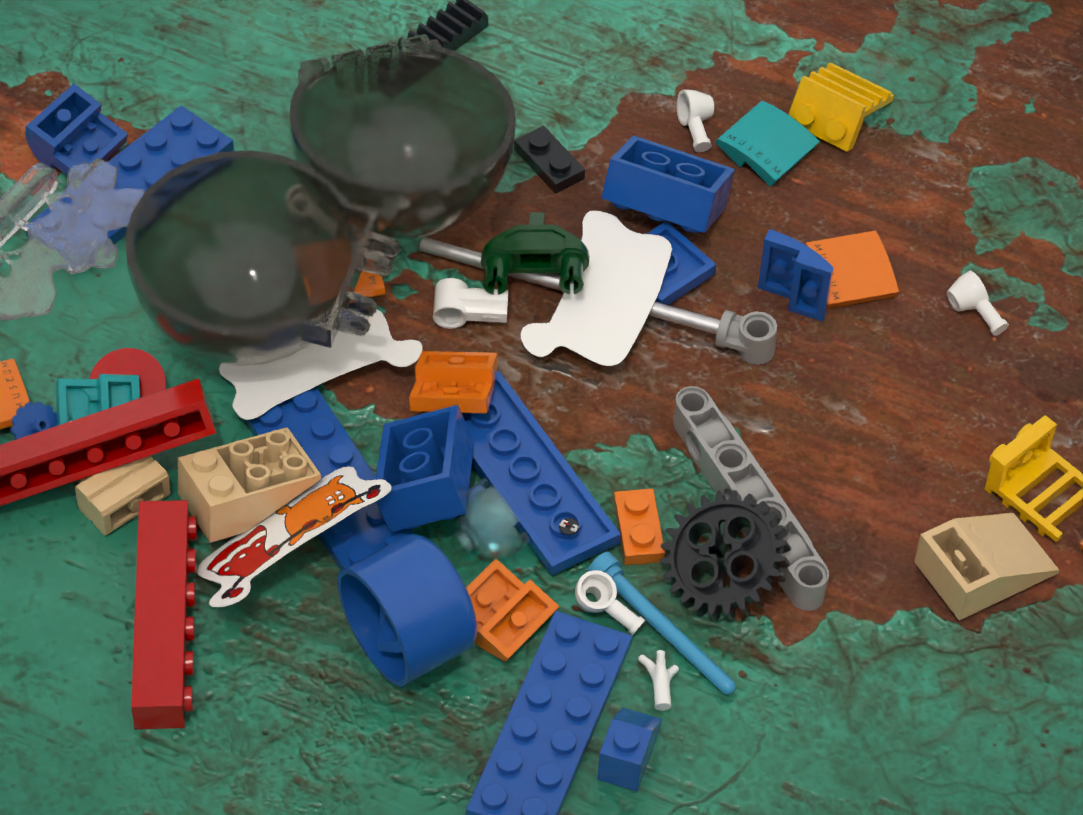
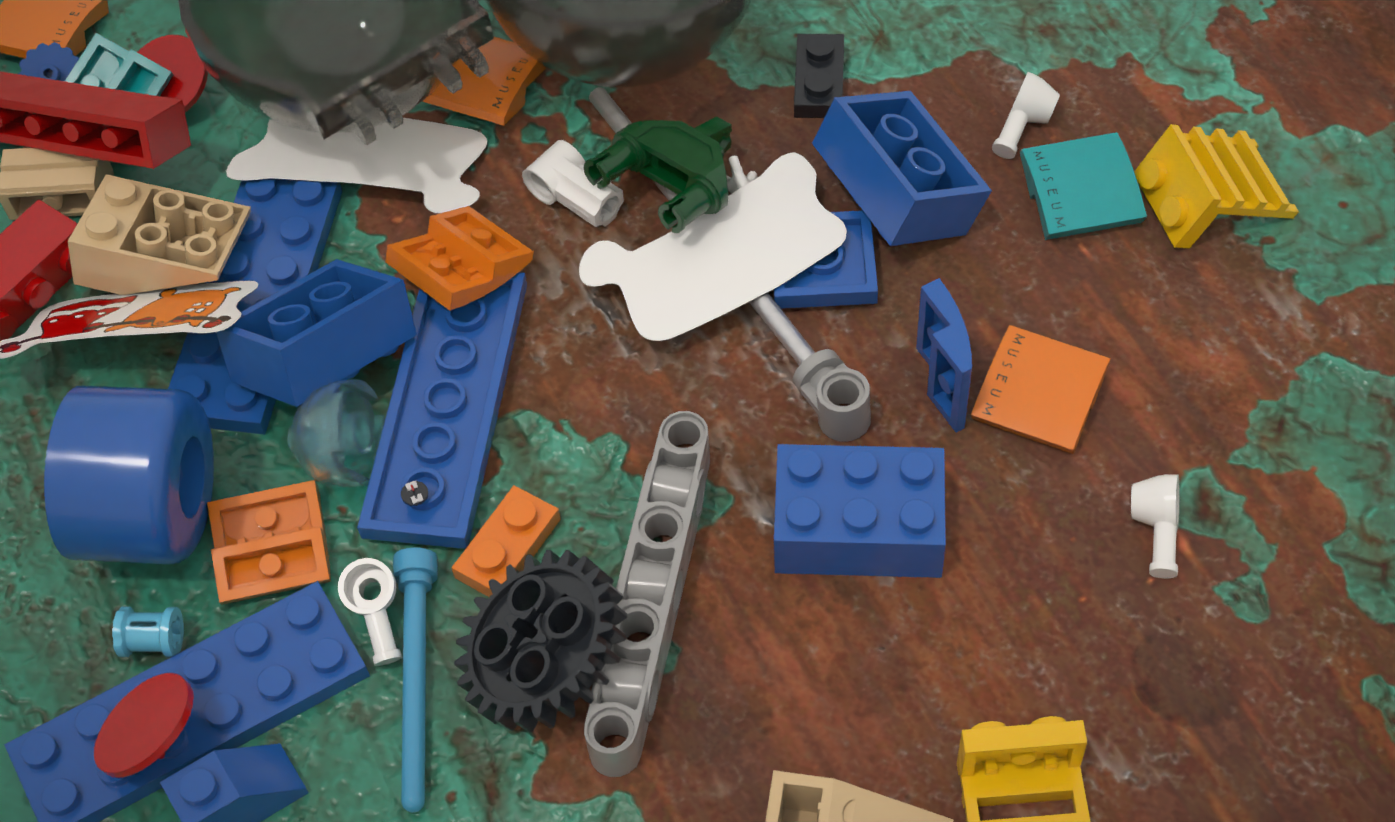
camera: 45 degrees right, 5 degrees up
(486, 698) = (148, 631): none -> medium azure bush
(557, 732) = (143, 725): none -> red piece
(661, 679) = (347, 742): white bar -> none
(822, 388) = (860, 510): none -> blue brick

